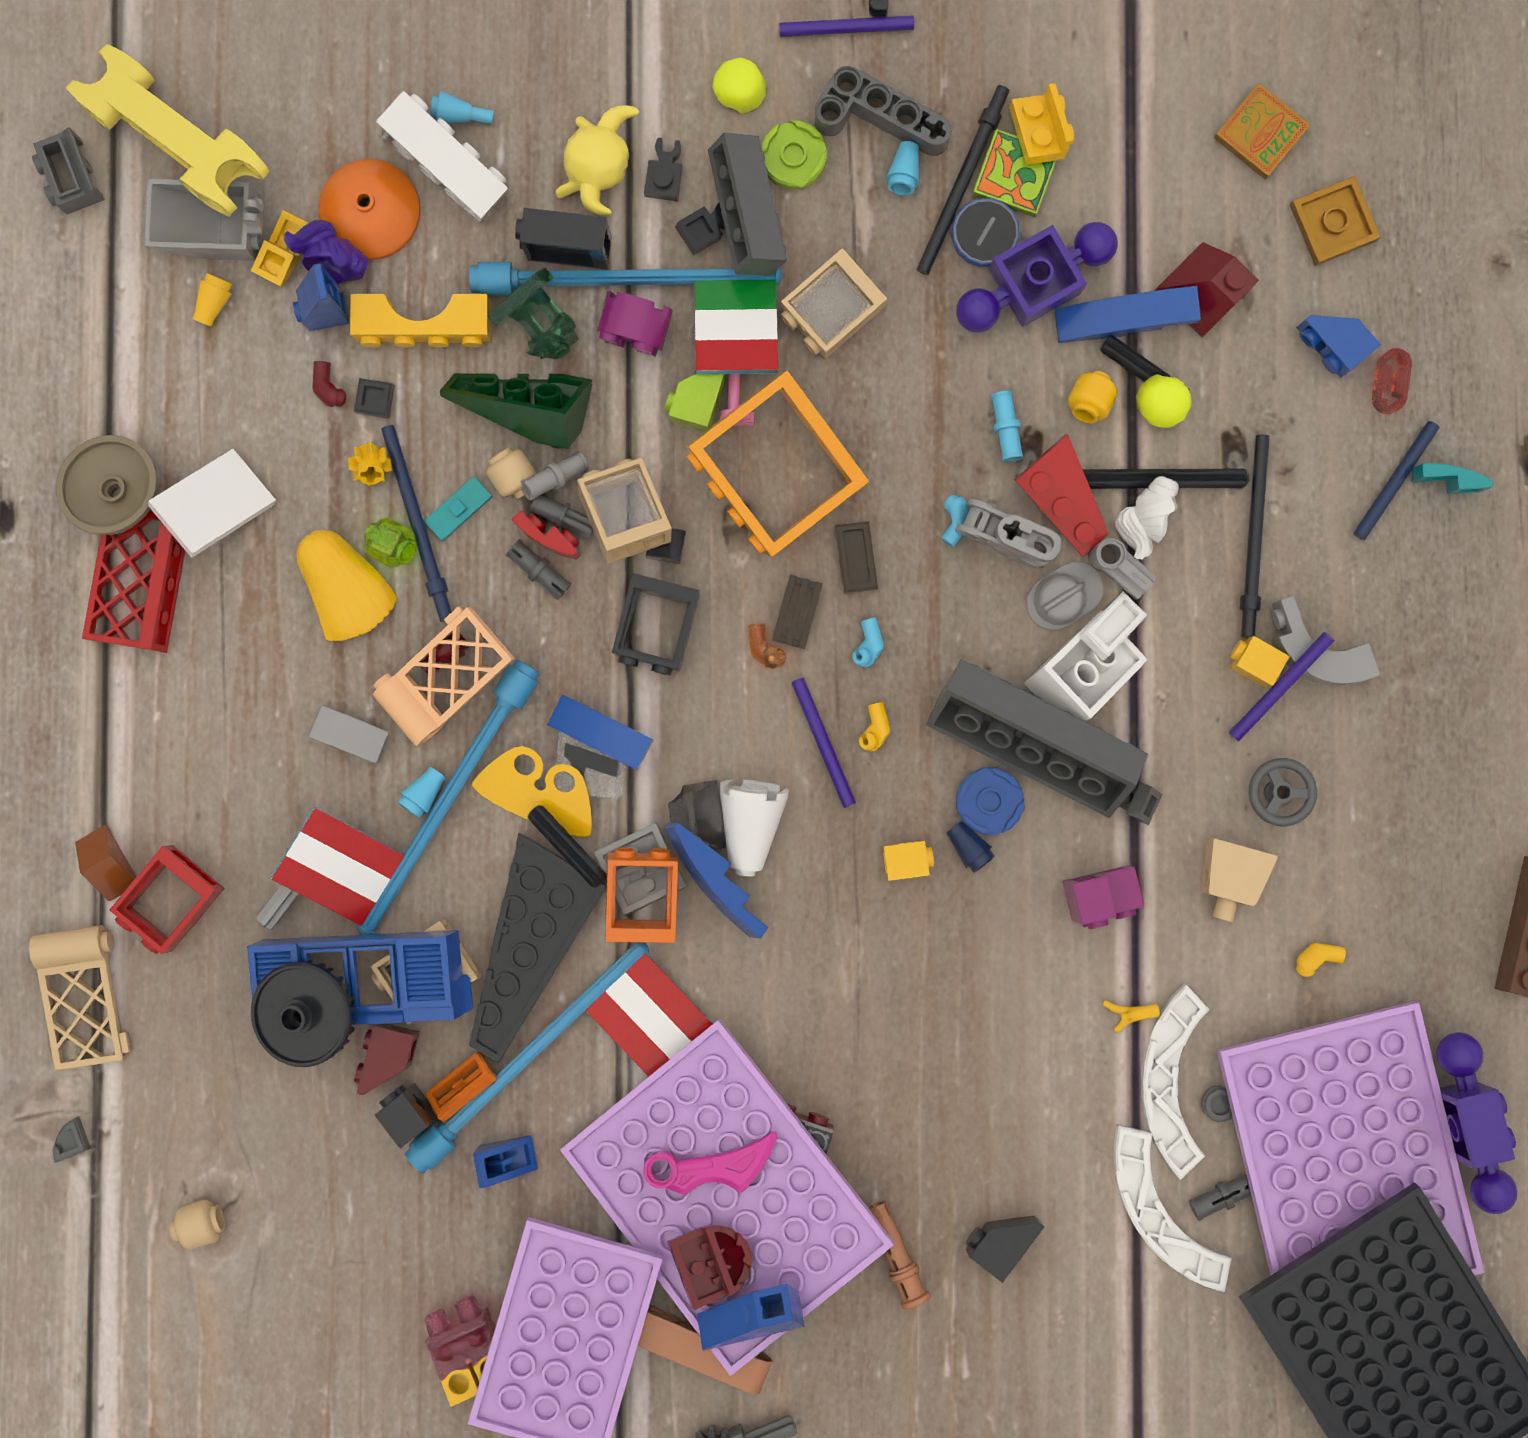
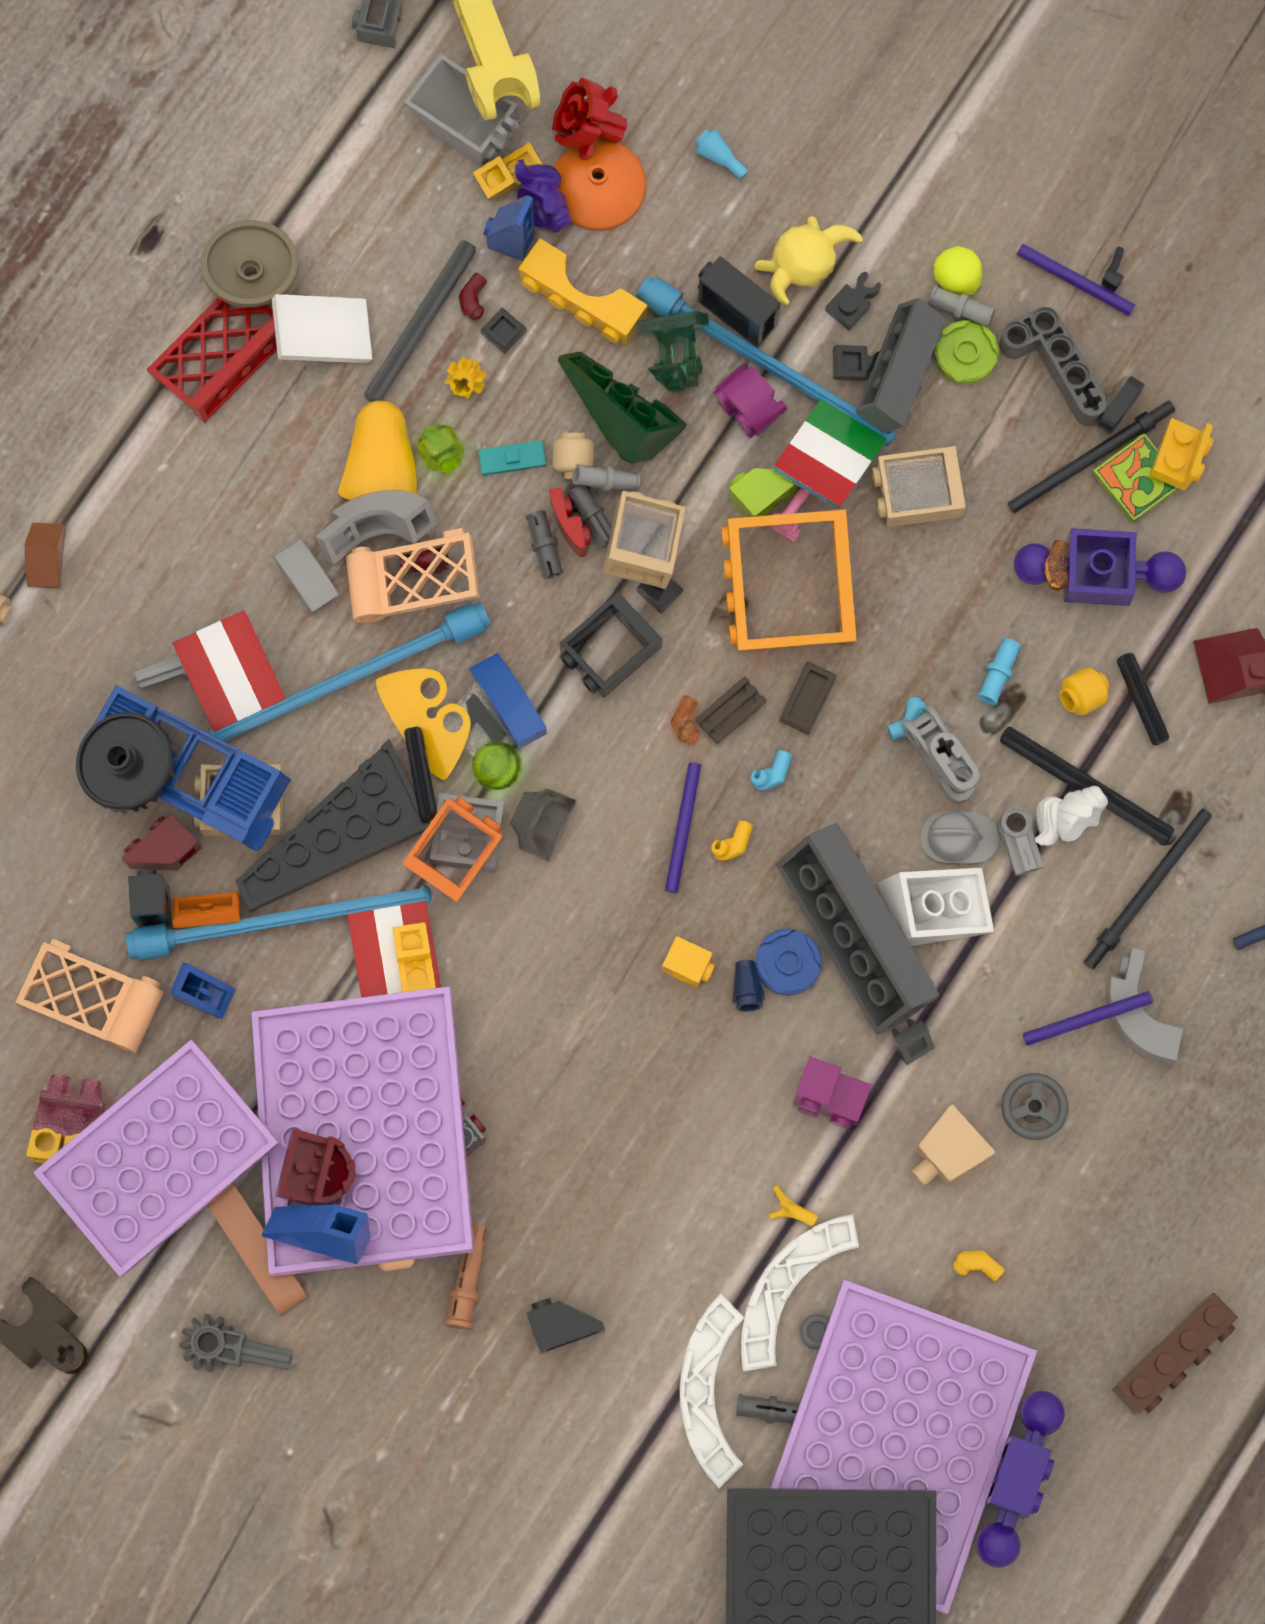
camera: 30 degrees right, 10 degrees down
(187, 871) = (63, 586): red window -> none
(211, 298) = (427, 174): yellow cone -> none
(295, 438) = (420, 321): none -> dark grey axle
(319, 153) = (587, 117): none -> red piece
(371, 642) = (374, 515): none -> light grey arch
(421, 793) = (331, 659): medium azure cone -> none
(436, 585) = (454, 504): dark blue bar -> none
(441, 155) = (683, 178): white wedge -> none
(455, 1216) = (131, 1008): none -> light nougat piece
(628, 794) = (497, 765): none -> clear neon green hair
(670, 1012) = (413, 957): none -> yellow slope
(708, 872) = (520, 862): blue slope -> none
(732, 1168) = (382, 1108): dark pink piece -> none
(750, 822) = (580, 850): white cone -> none
(763, 115) = (961, 306): none -> light grey pin
(904, 170) = (1048, 418): medium azure cone -> none
(960, 115) = (1121, 404): none -> black beam
(984, 231) = (1082, 505): black tile -> none
(1001, 302) = (1055, 566): none -> clear orange arm
(1064, 495) = (1009, 753): red wing -> none
(1113, 626) = (981, 883): white tile -> none
(1127, 314) = (1155, 644): blue slope -> none
(1163, 401) = (1141, 731): neon yellow hair -> none
(1258, 661) = (1083, 988): yellow brick -> none

